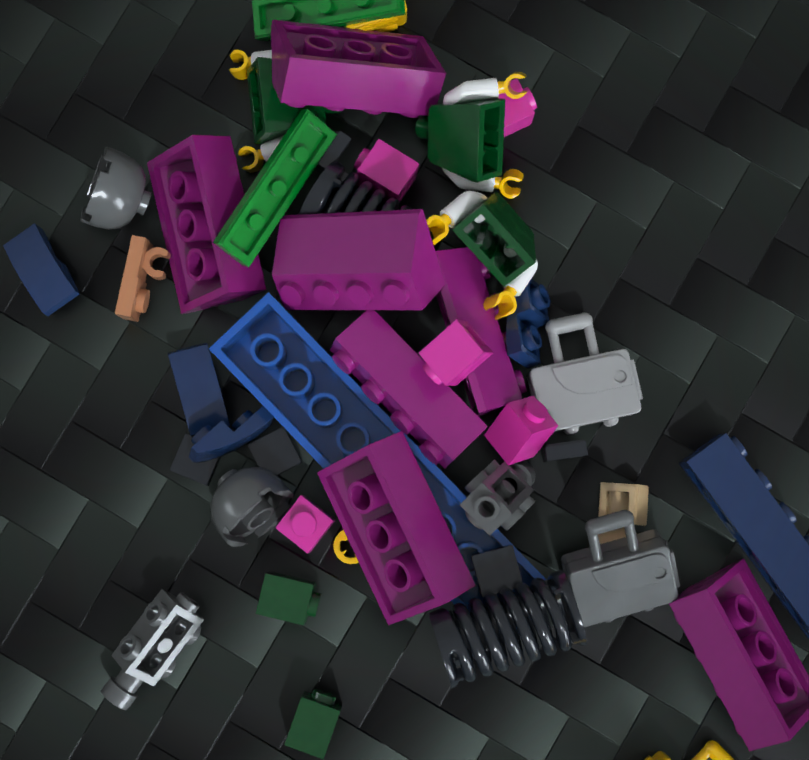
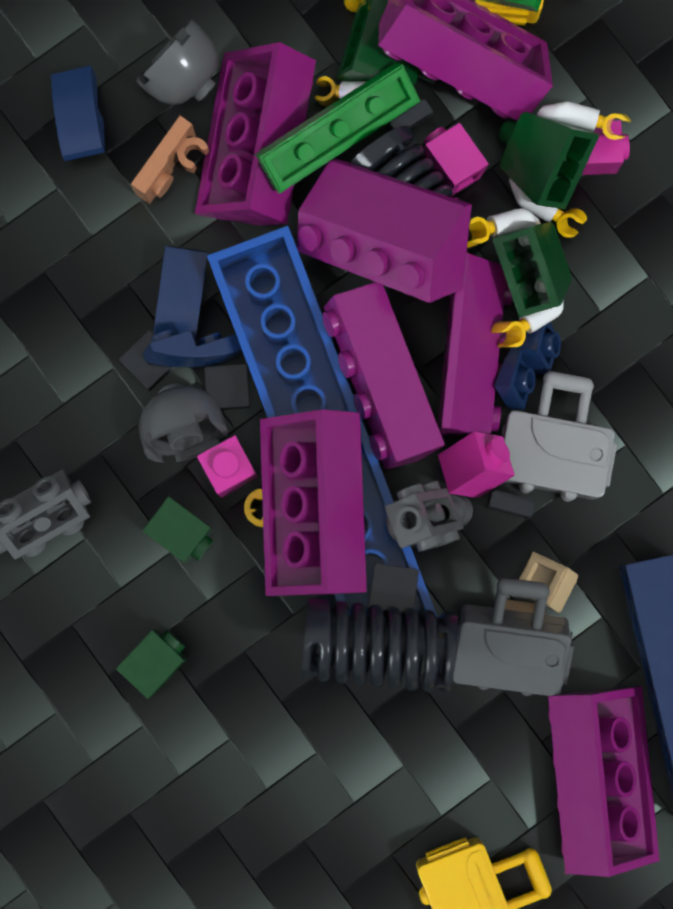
camera: 25 degrees right, 0 degrees up
(454, 354) = (442, 359): dark pink brick -> none

